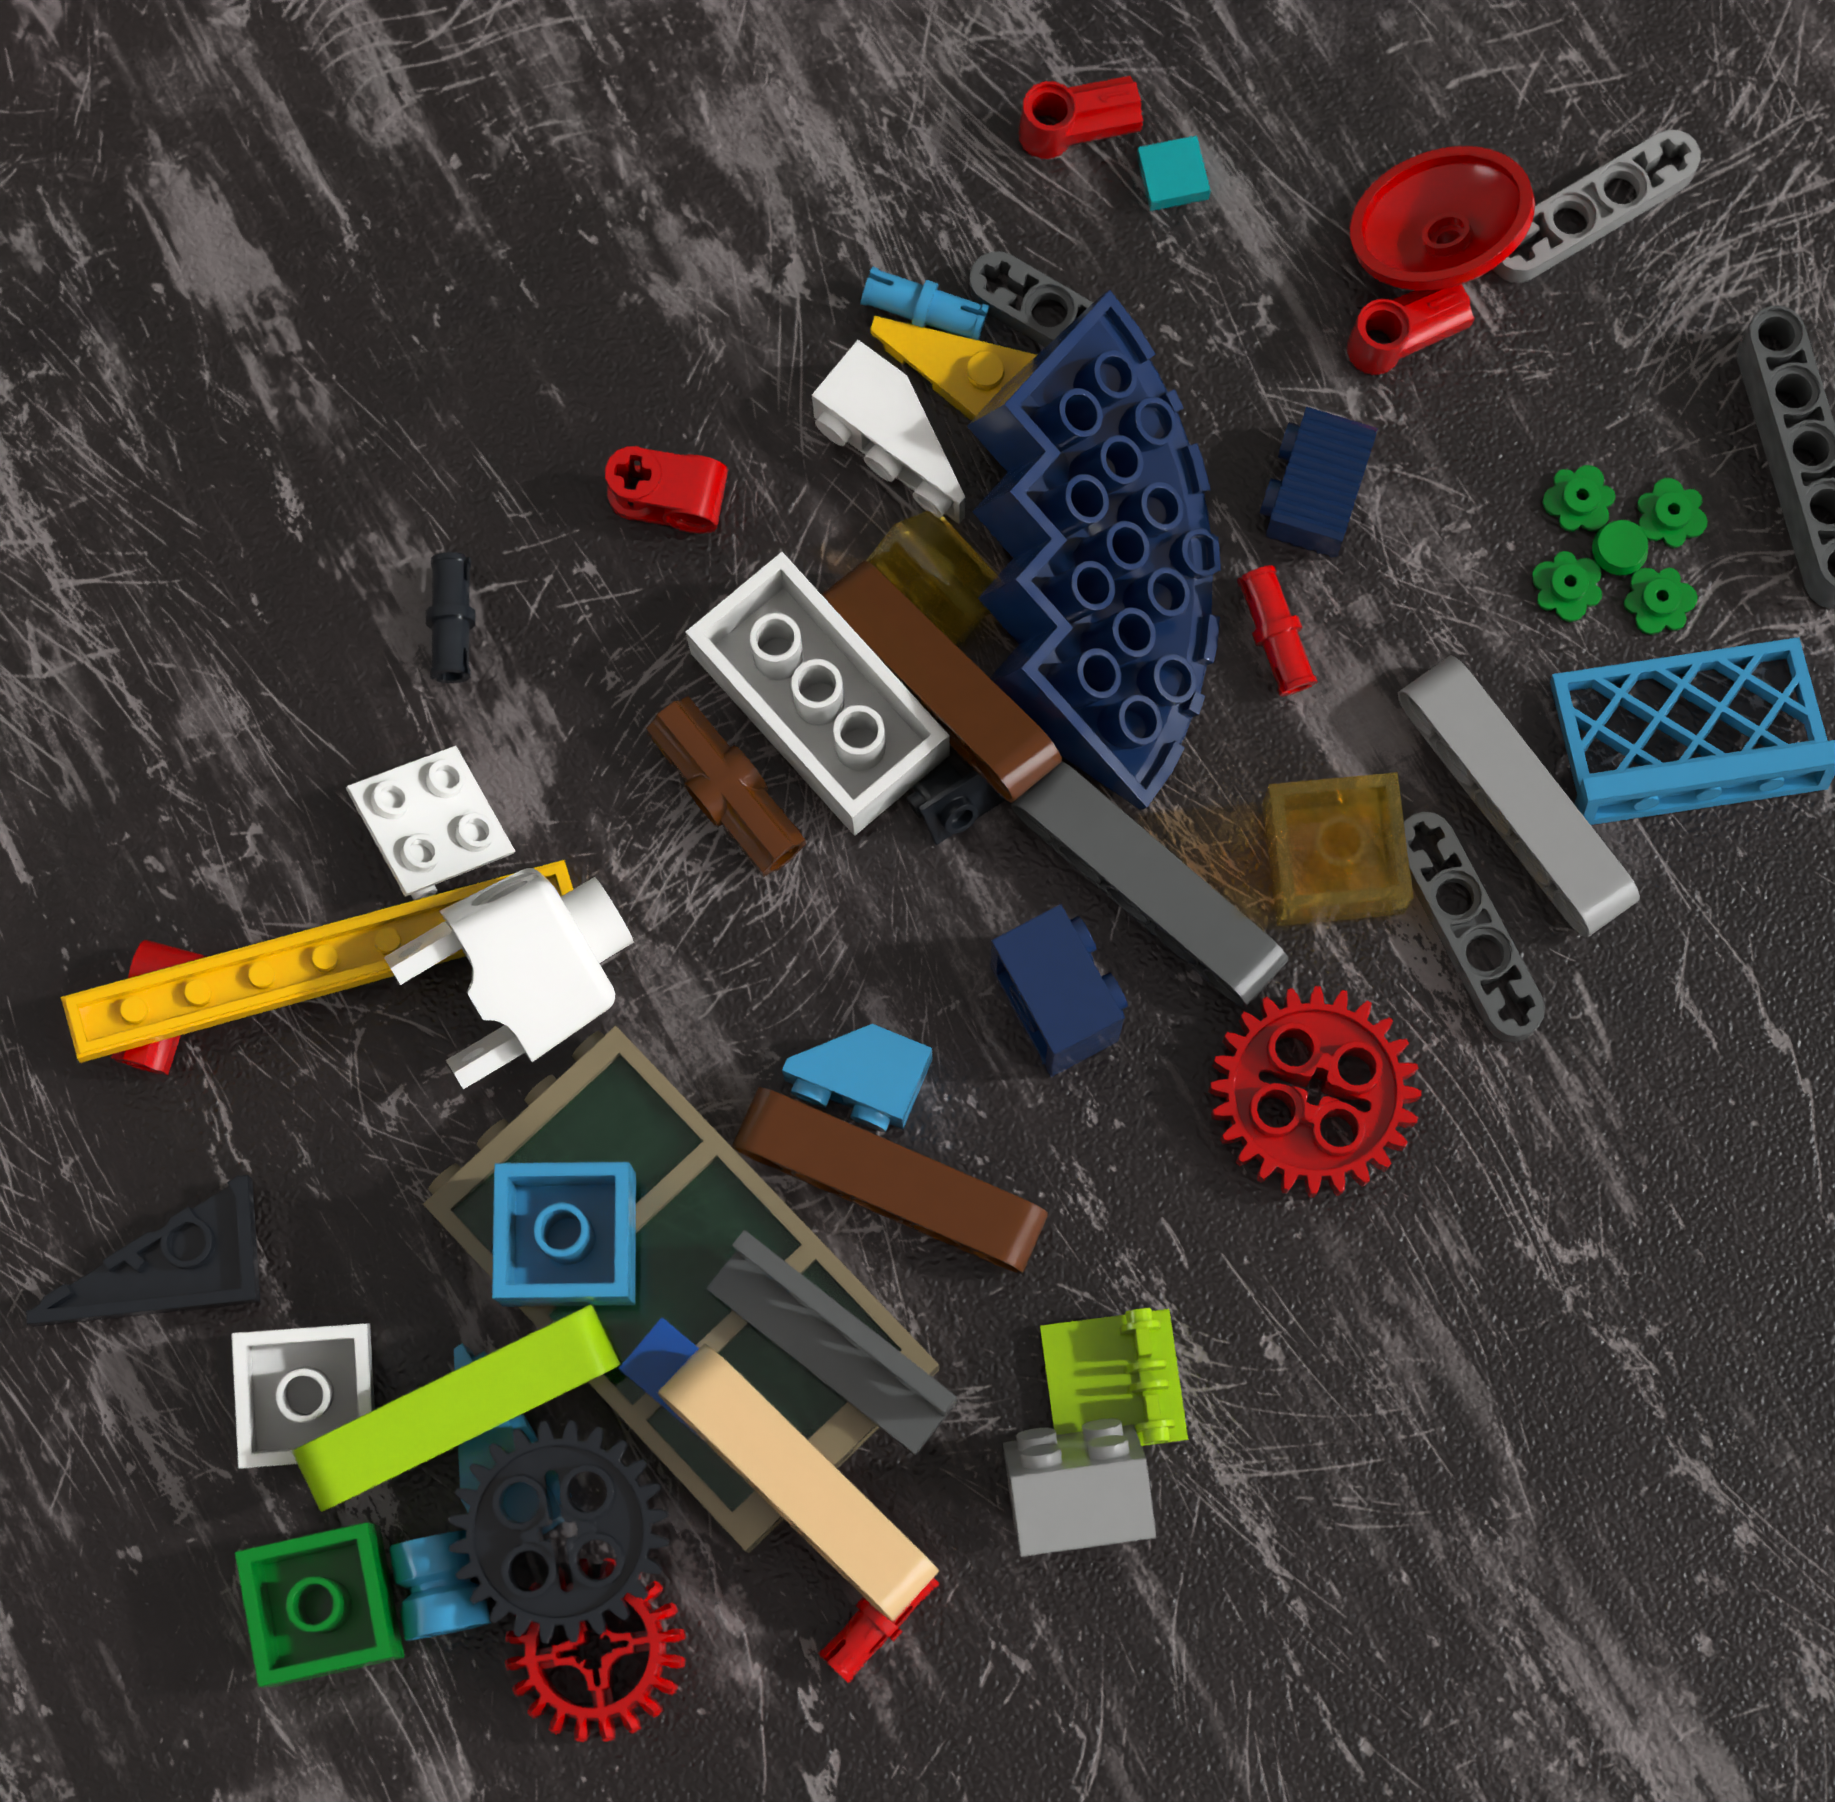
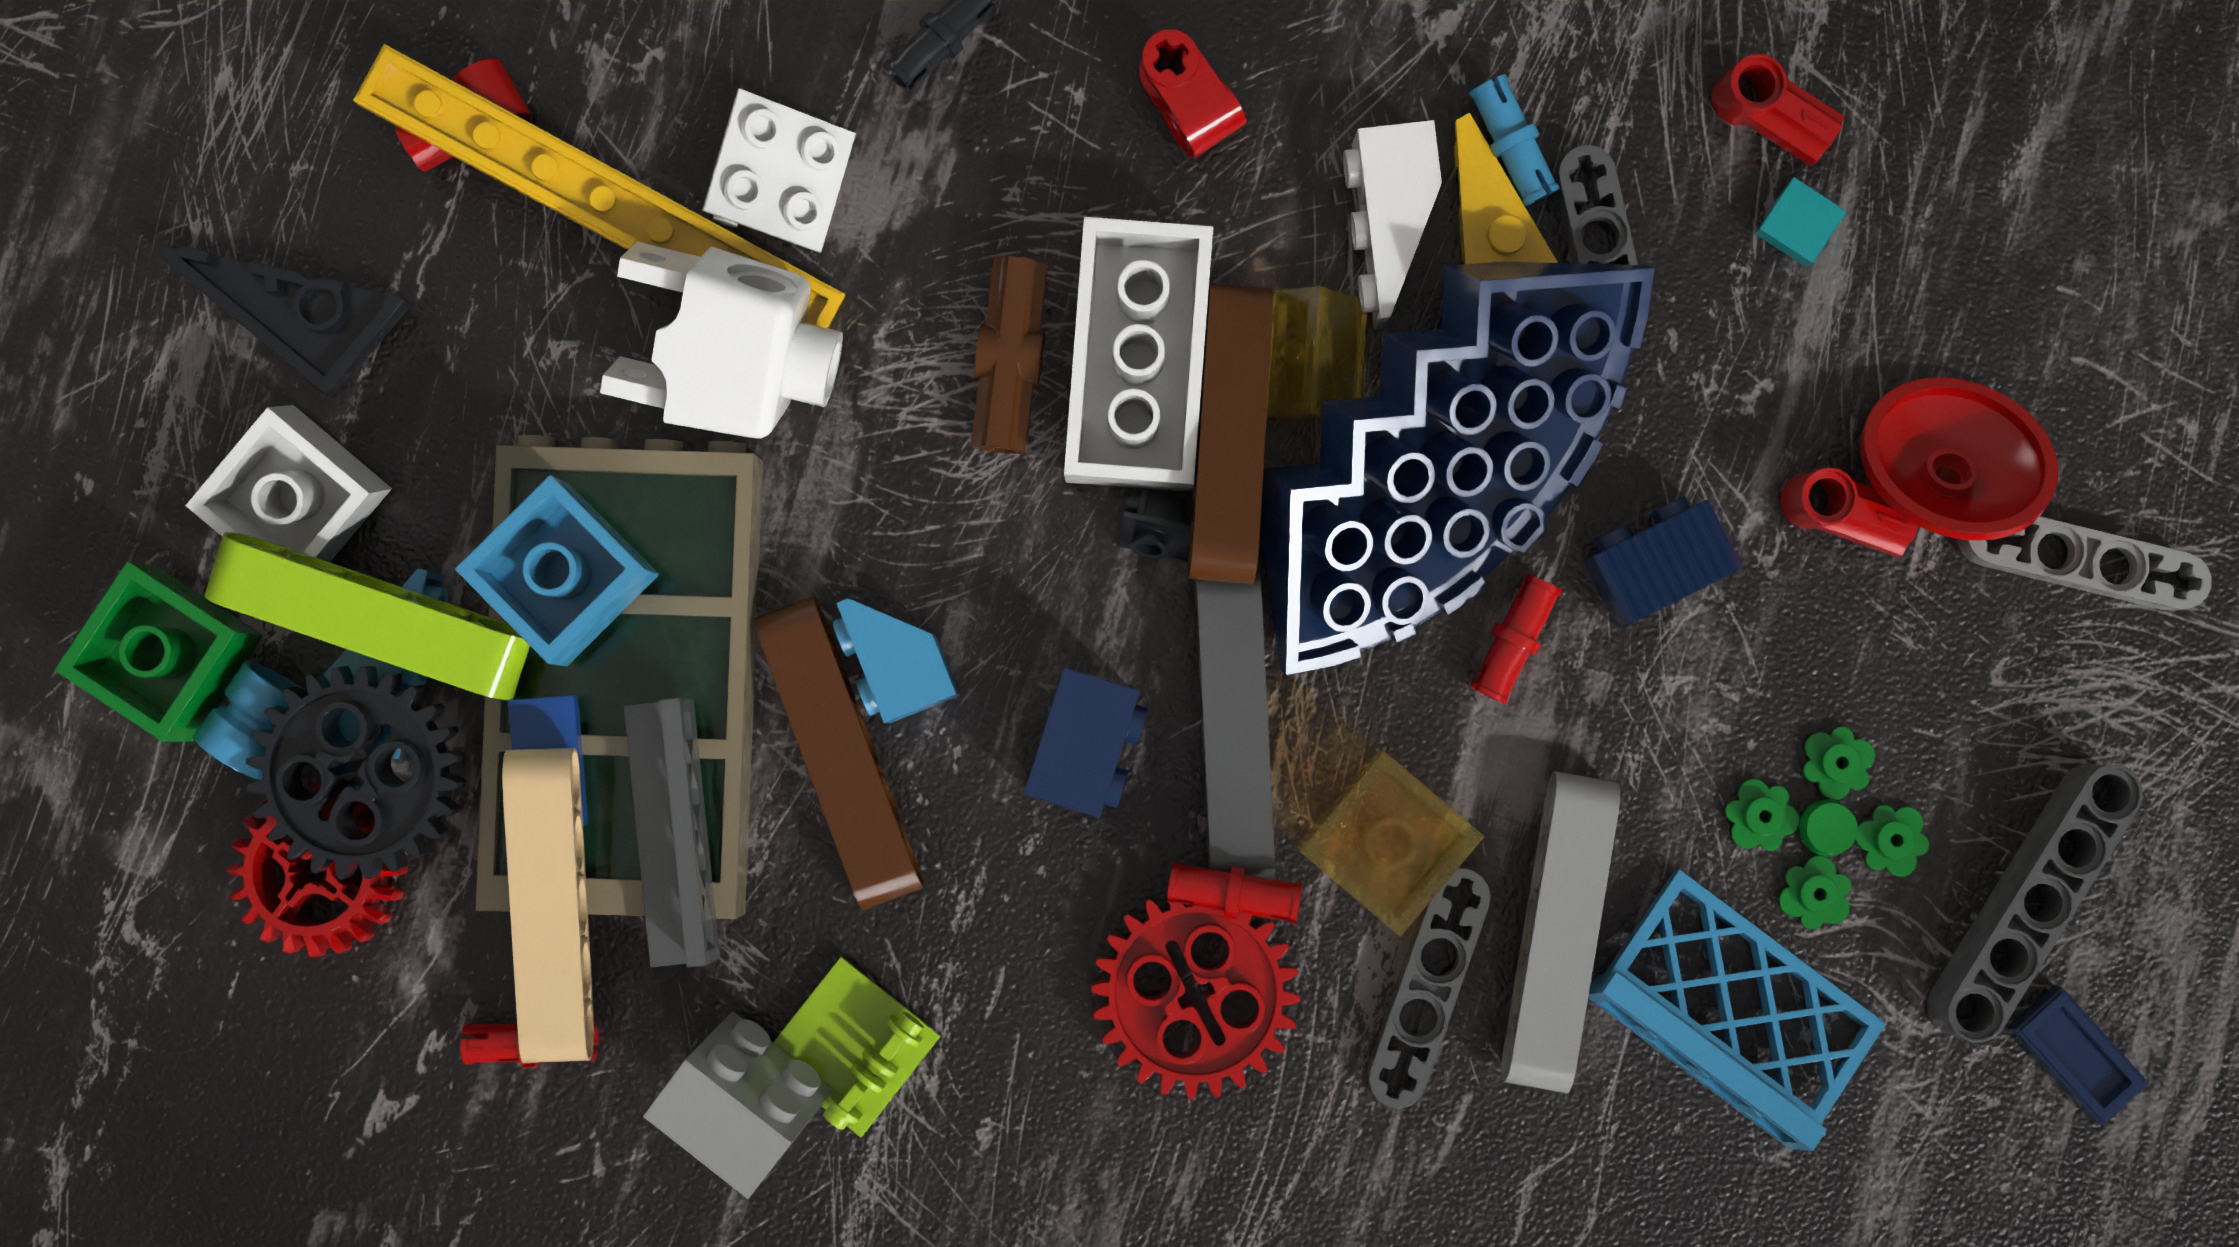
camera: 45 degrees right, 10 degrees up
(1269, 986) = (1234, 892): none -> red pin

